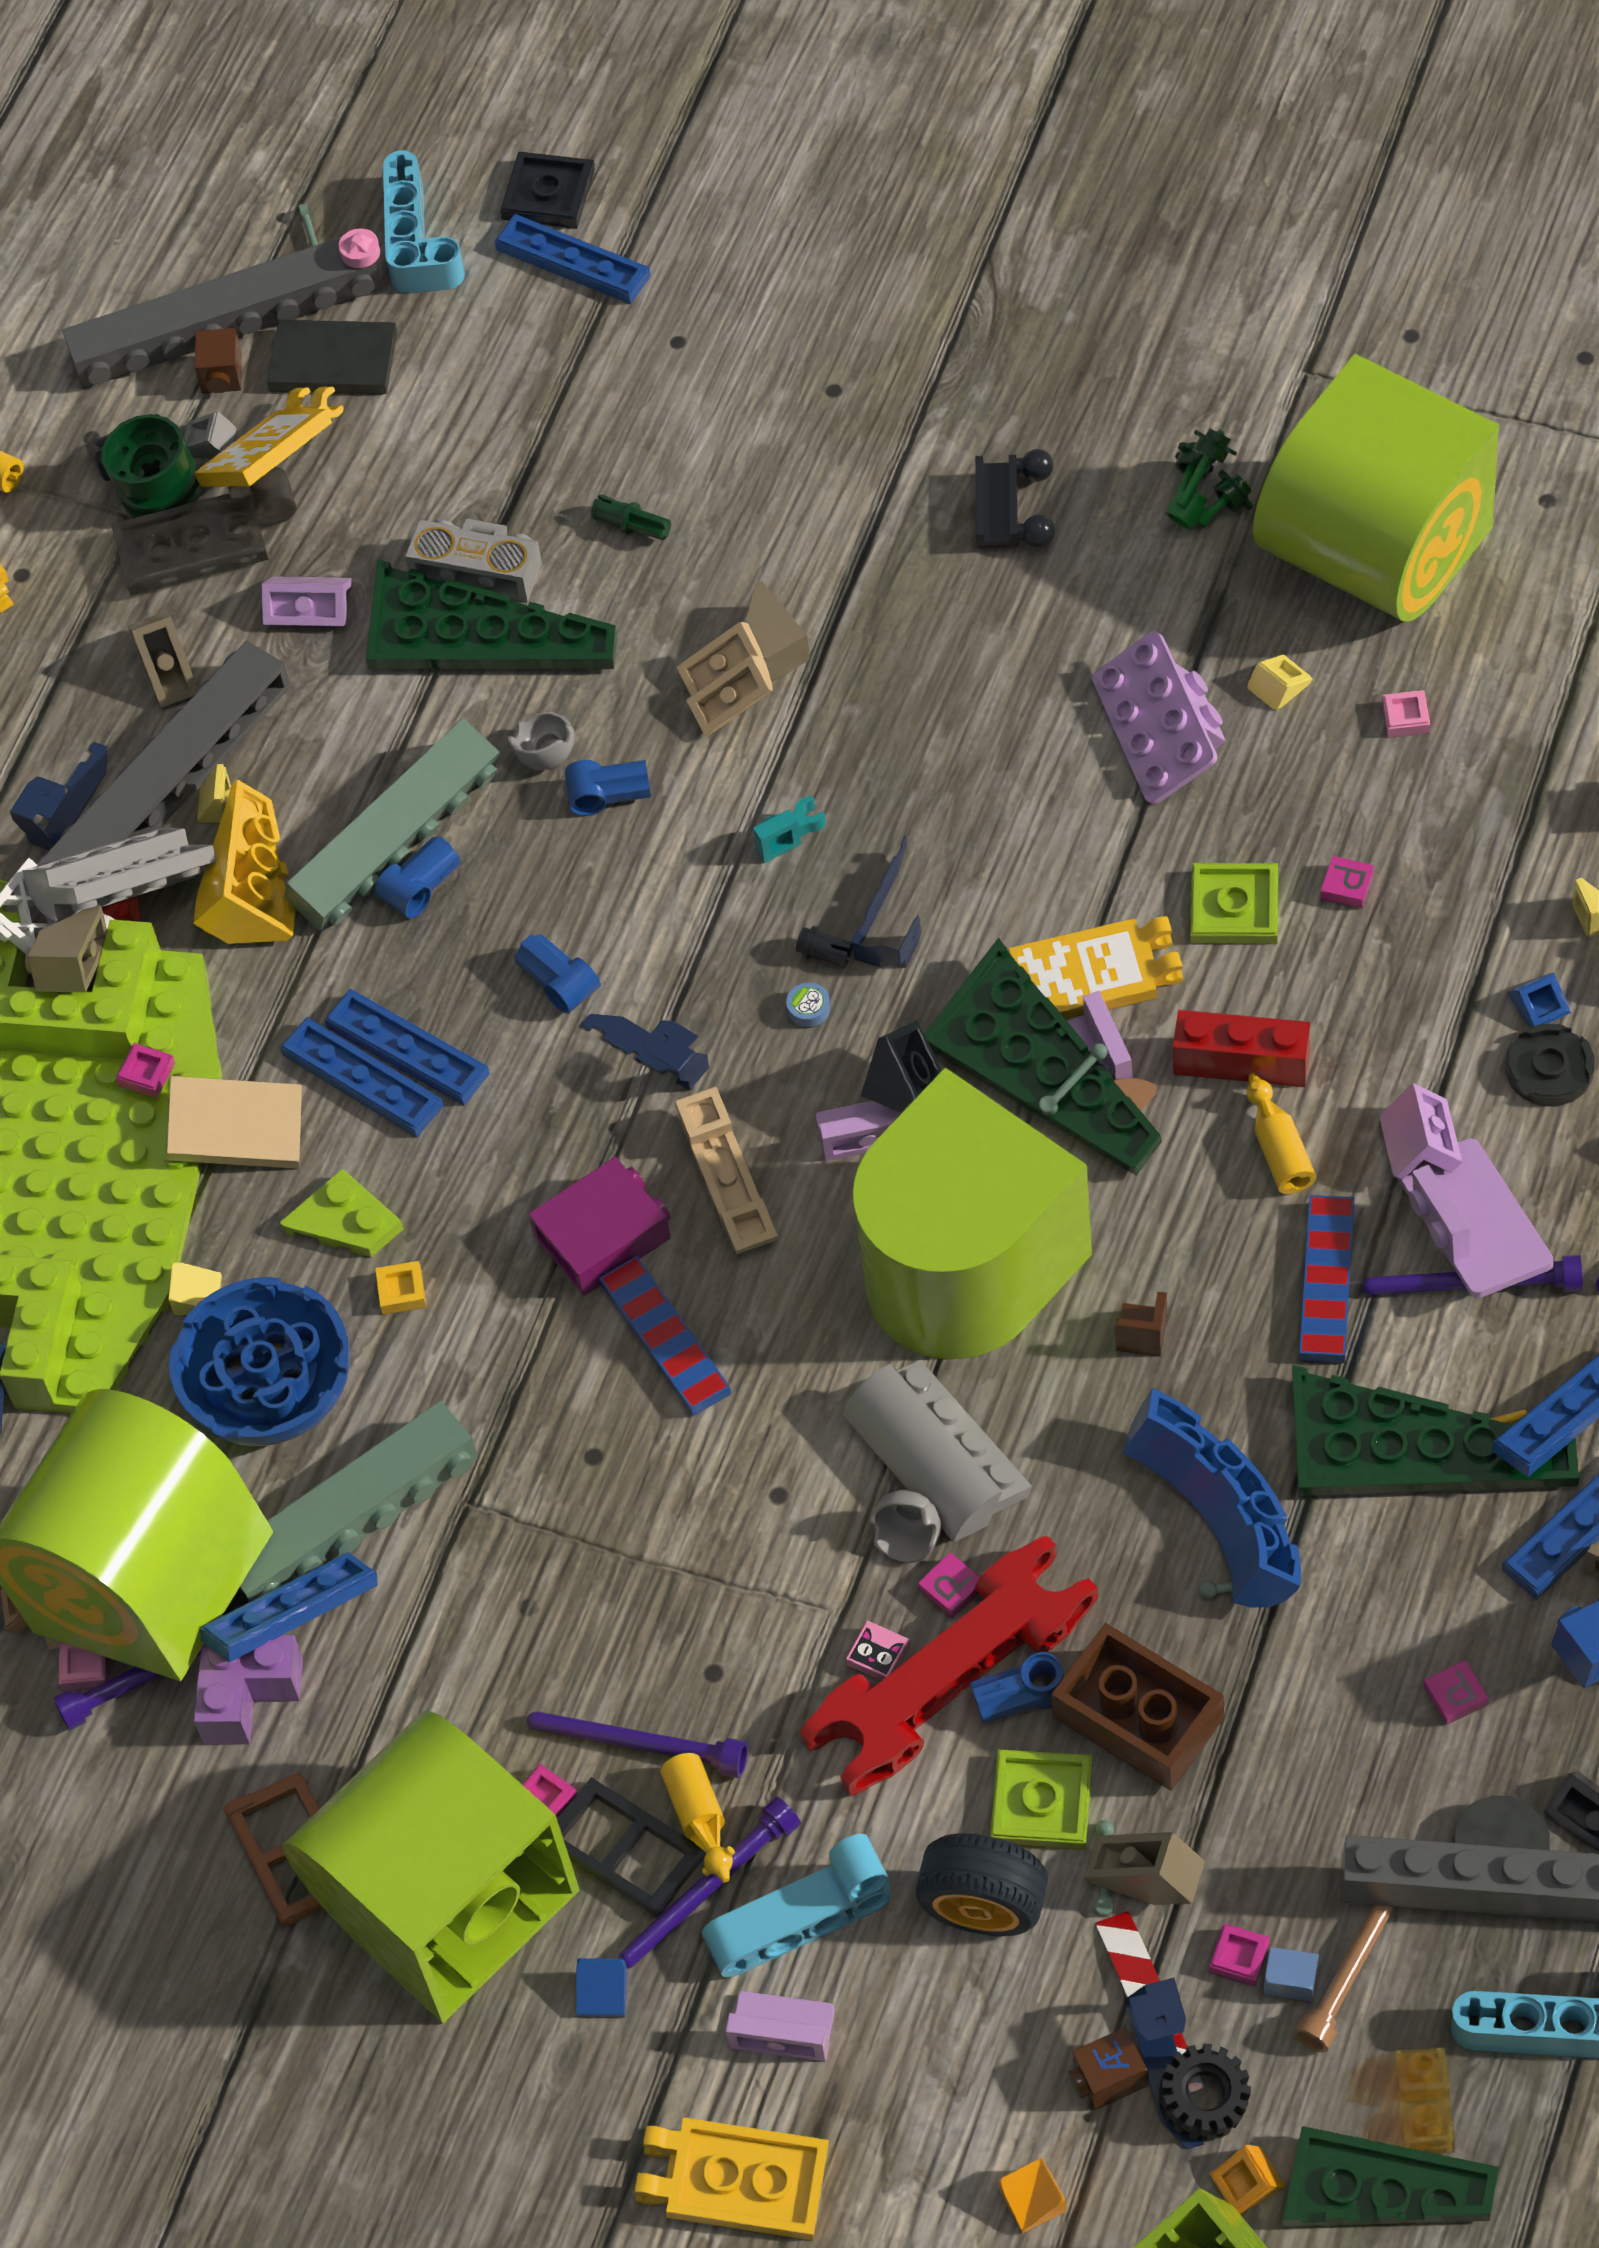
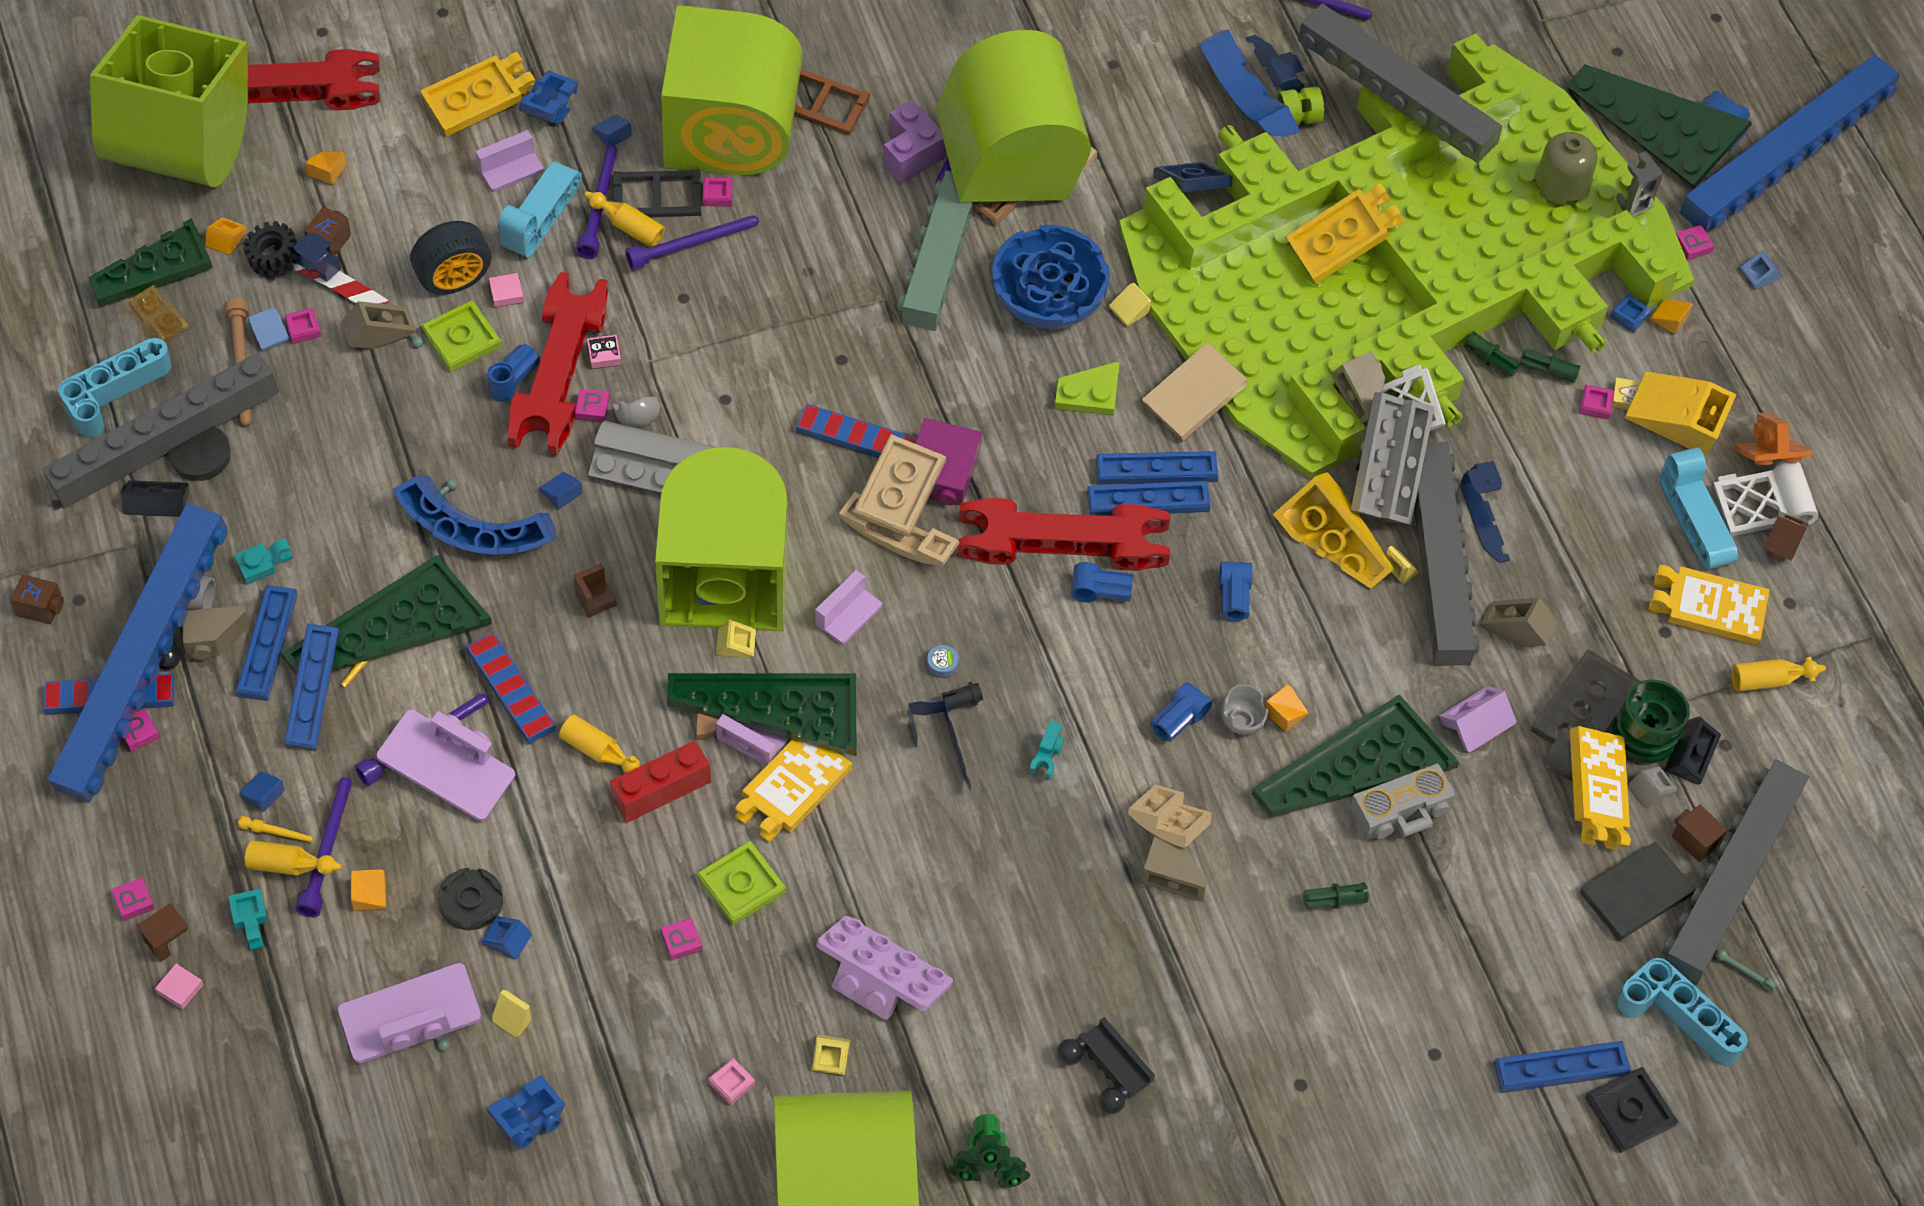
camera: 130 degrees right, 0 degrees up
(145, 1070) = (1269, 383): dark pink tile -> none
(288, 1607) = (918, 177): blue tile -> none
(359, 248) = (1687, 949): bright pink tile -> none
(392, 826) = (1277, 604): sand green brick -> none
(400, 1287) = (1023, 374): yellow tile -> none
(496, 722) = (1286, 708): none -> light orange slope
(599, 1096) = (1066, 534): none -> red piece
(652, 2083) = (549, 97): none -> blue cylinder
(655, 1048) = (992, 564): dark blue piece -> none
(684, 1204) = (899, 485): none -> tan tile
(900, 1068) = (834, 632): black slope -> none
(931, 1822) = (506, 290): none -> bright pink tile
(1048, 1104) = (746, 676): sand green hinge -> none
(1077, 1491) = (562, 489): none -> blue slope
(1138, 1706) = (438, 391): reddish brown brick -> none
(1419, 1129) = (512, 795): lavender panel -> none
(1456, 1692) = (277, 511): dark pink tile -> none
(1525, 1635) = (259, 563): none -> teal plate

